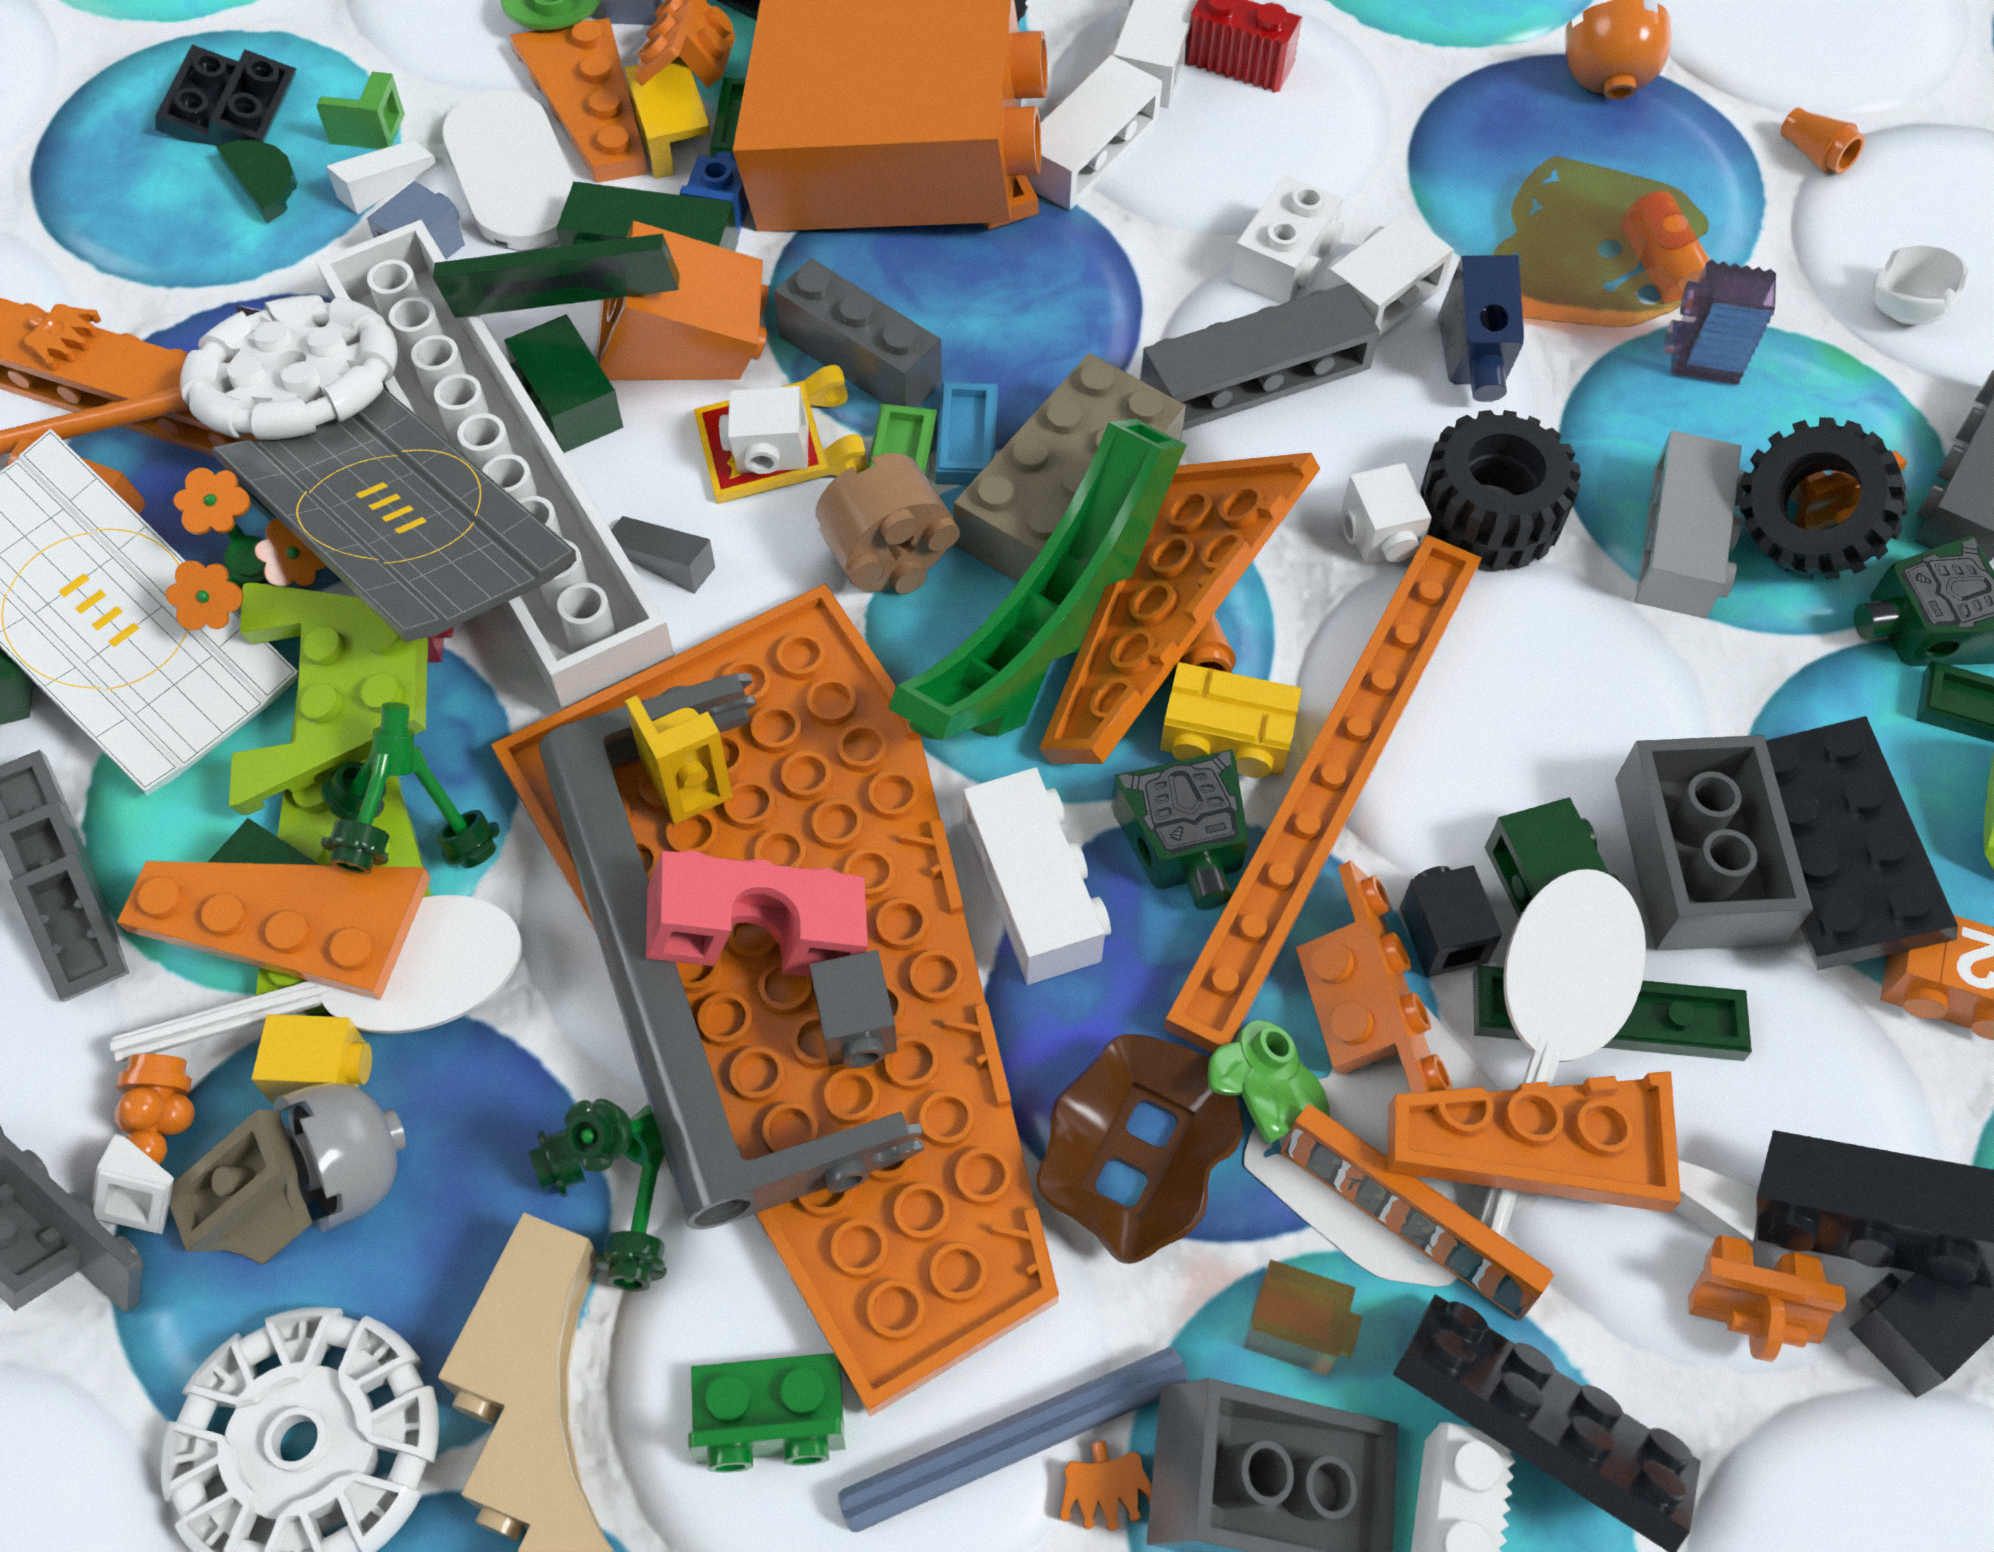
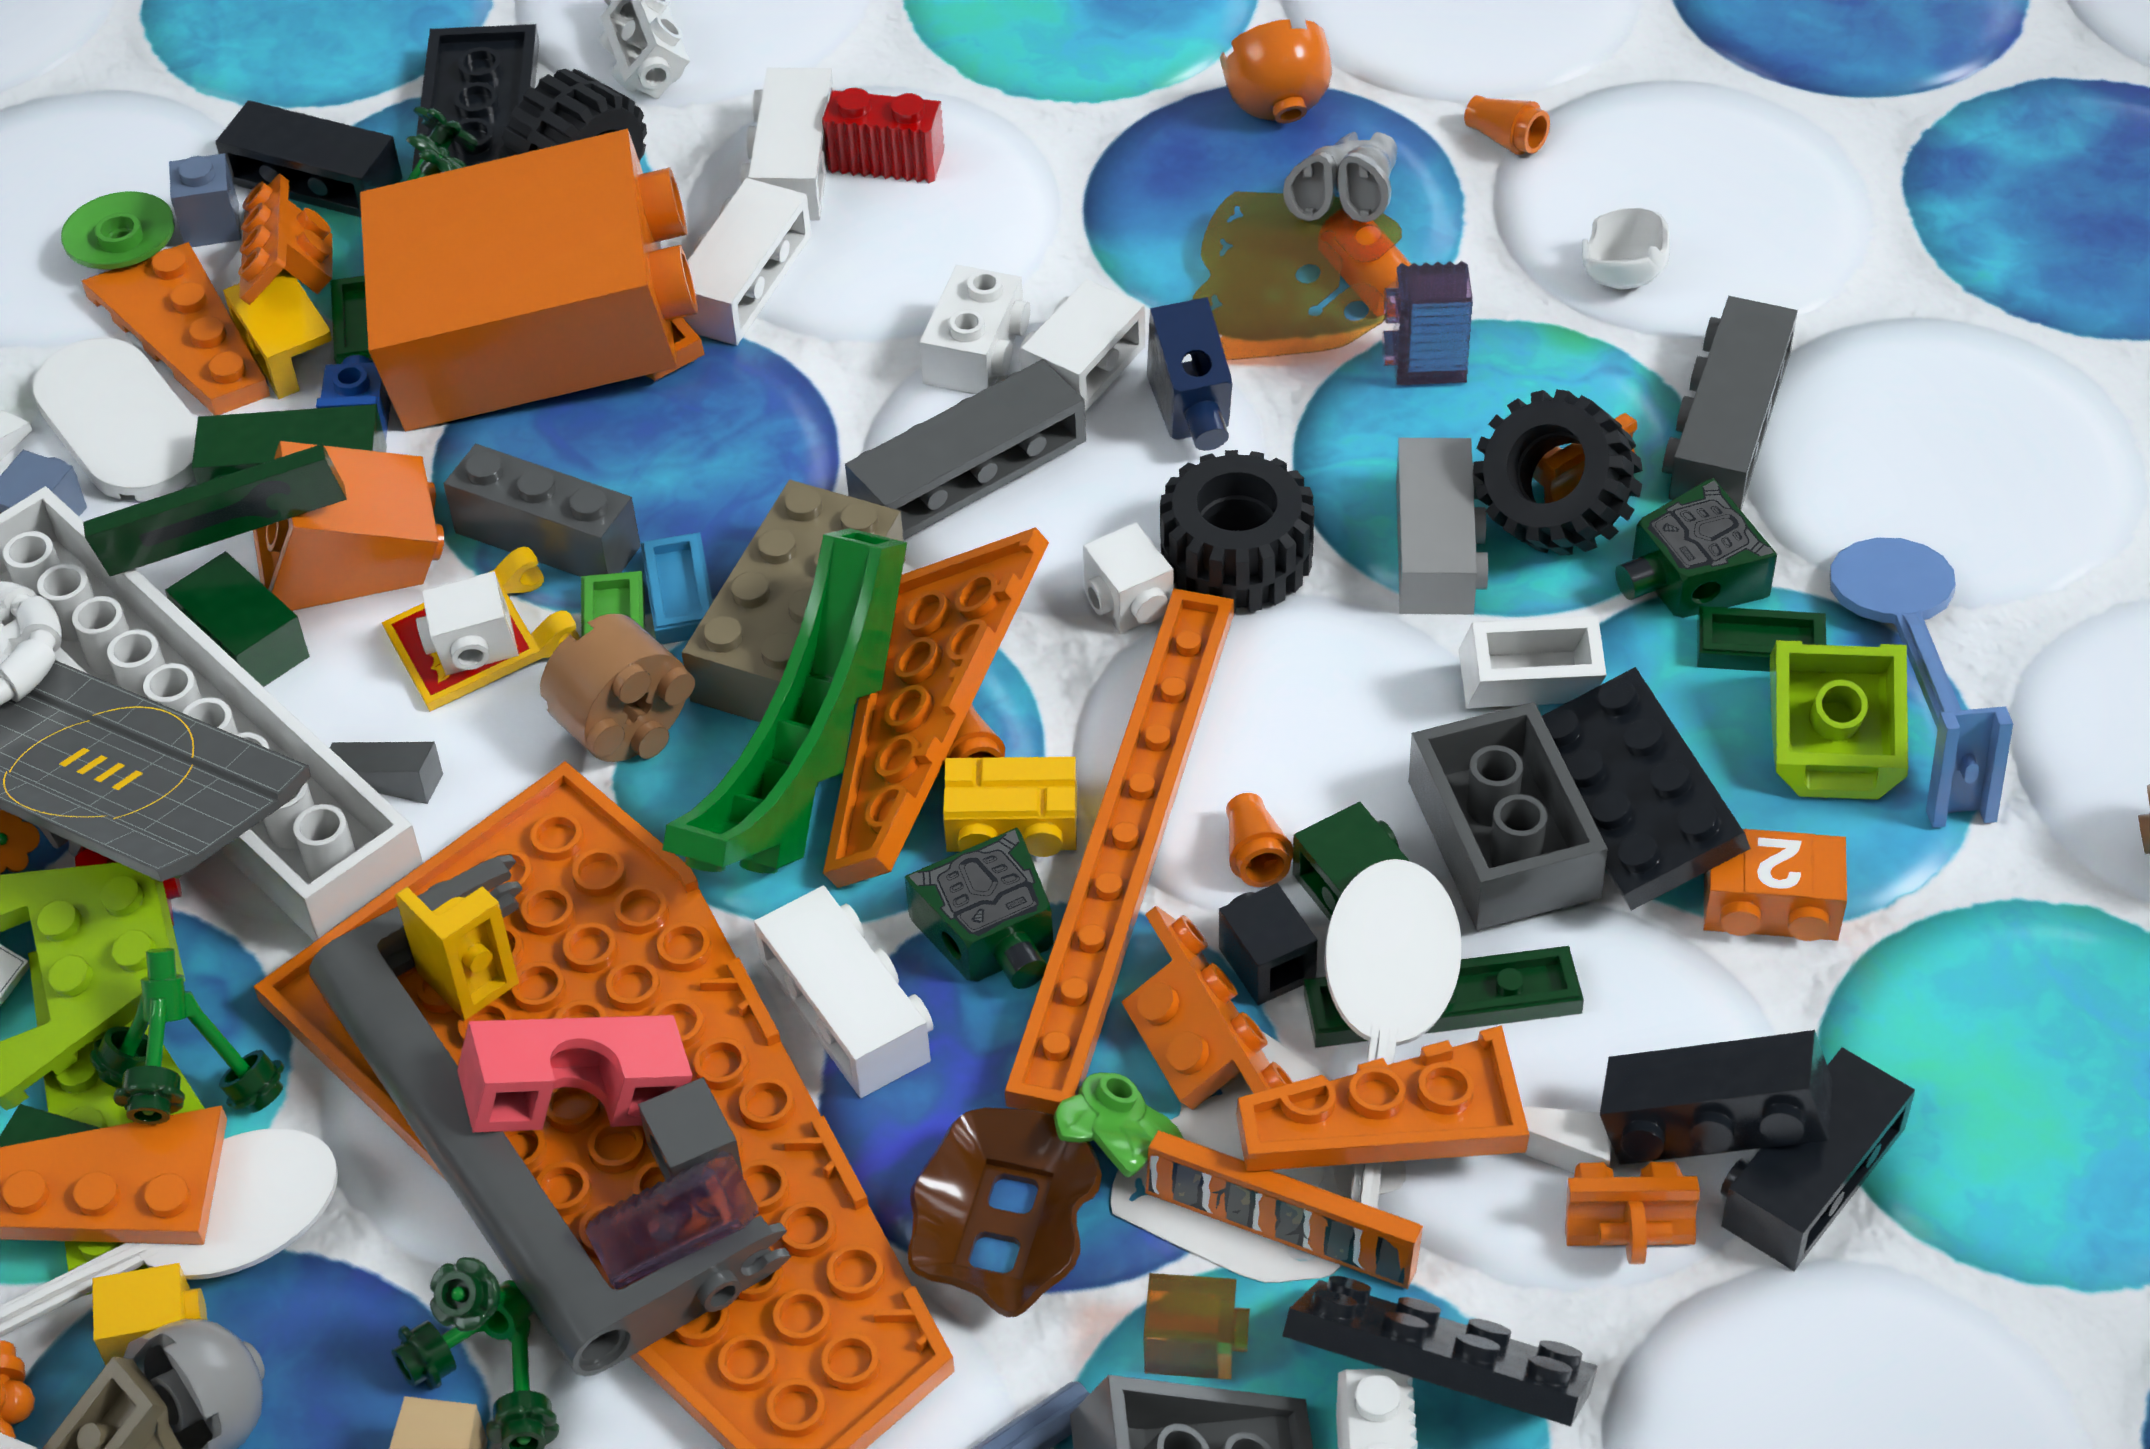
camera: 10 degrees left, 10 degrees down
(815, 1096) = (671, 1219): none -> brick
(1457, 811) = (1257, 844): none -> orange cone
(1674, 153) = (1350, 167): none -> light grey piece
(1763, 686) = (1531, 661): none -> white brick

